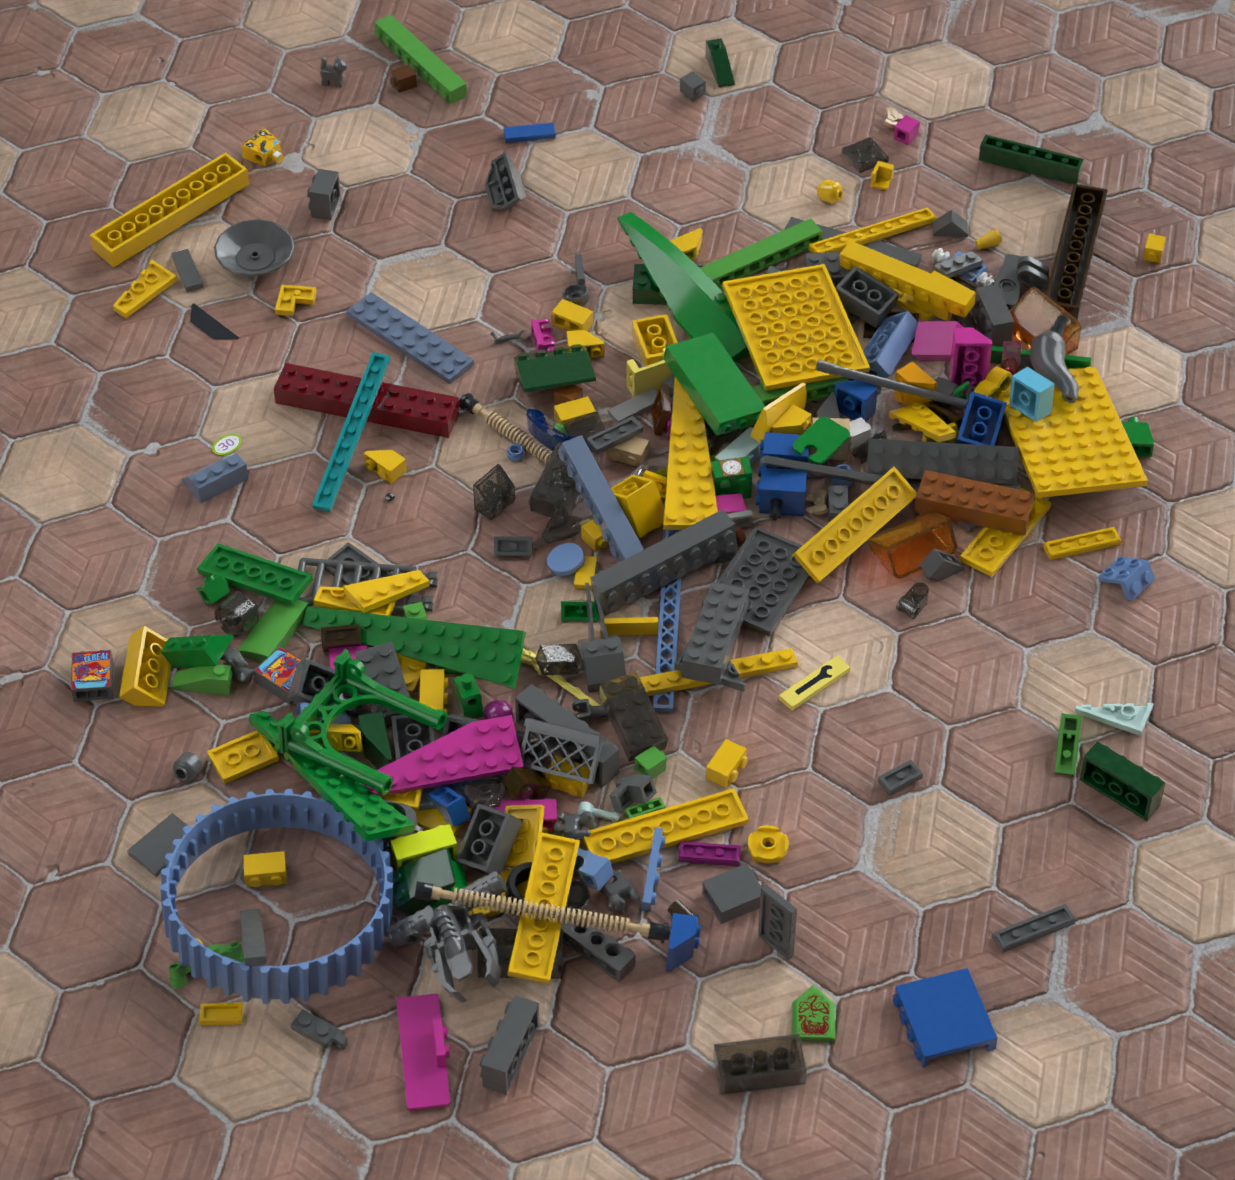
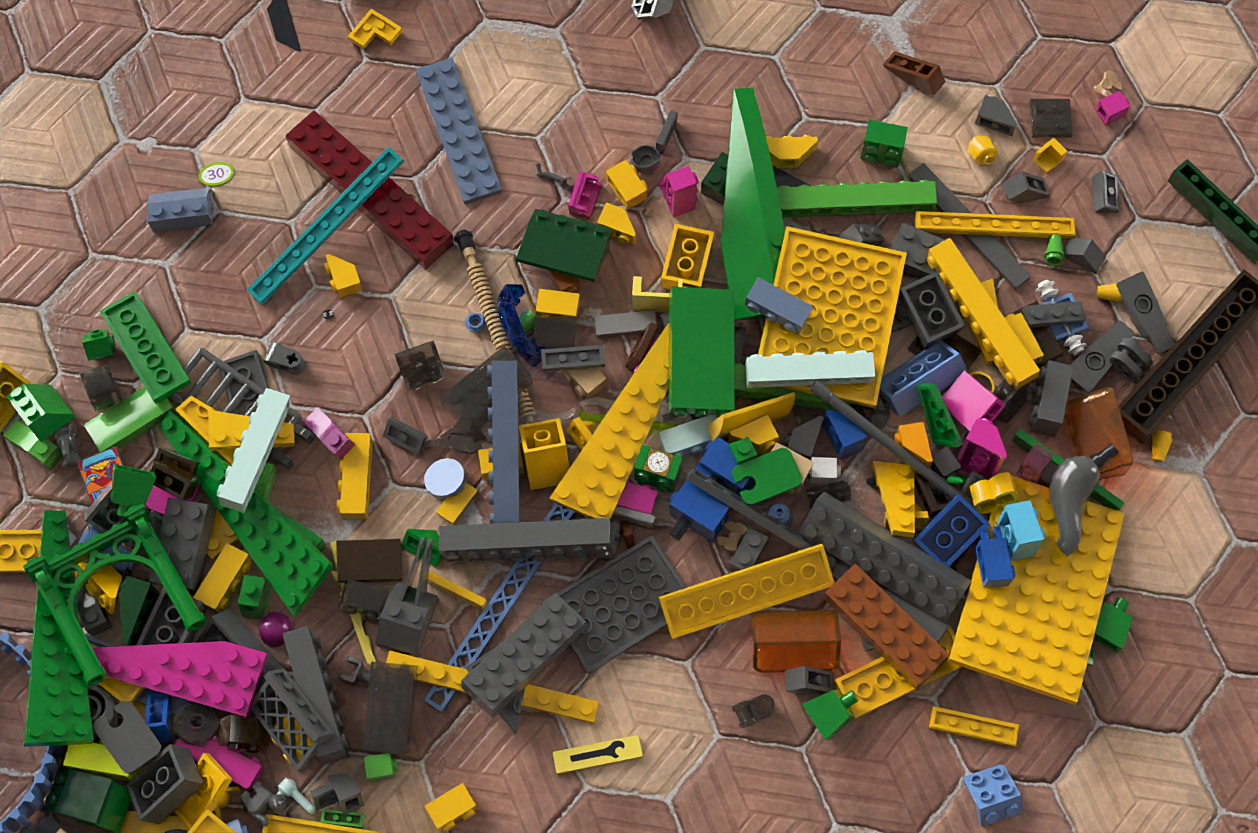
camera: 30 degrees right, 20 degrees up
(322, 649) = (130, 487): none -> green torso
(349, 638) = (174, 480): none -> dark brown brick
(375, 536) = (282, 357): none -> dark grey piece
(405, 589) = (254, 450): none -> light aqua brick
(441, 818) = (131, 742): none -> dark grey piece
(453, 566) = (329, 433): none -> magenta slope
(492, 587) = (356, 478): none -> yellow brick
(547, 632) = (369, 560): none -> dark brown tile
(619, 299) = (680, 190): none -> dark pink wedge
(748, 163) = (917, 72): none -> reddish brown slope
(754, 212) = (884, 143): none -> green brick
(754, 329) = (778, 305): none -> sand blue brick
(791, 431) = (742, 450): none -> green plate
(803, 360) = (807, 369): none -> light aqua brick
(825, 167) = (996, 116): none -> dark grey slope
(878, 202) = (1025, 188): none -> dark grey slope
(913, 351) = (938, 418): none -> green wing
(928, 232) = (1054, 253): none -> bright green cone
(938, 184) = (1105, 192): none -> dark grey slope
(972, 574) = (831, 711): none -> green torso
(1020, 240) = (1145, 311): none -> dark grey piece
(1025, 420) = (994, 559): none -> blue hinge
(1090, 316) = (1160, 445): none -> yellow cone

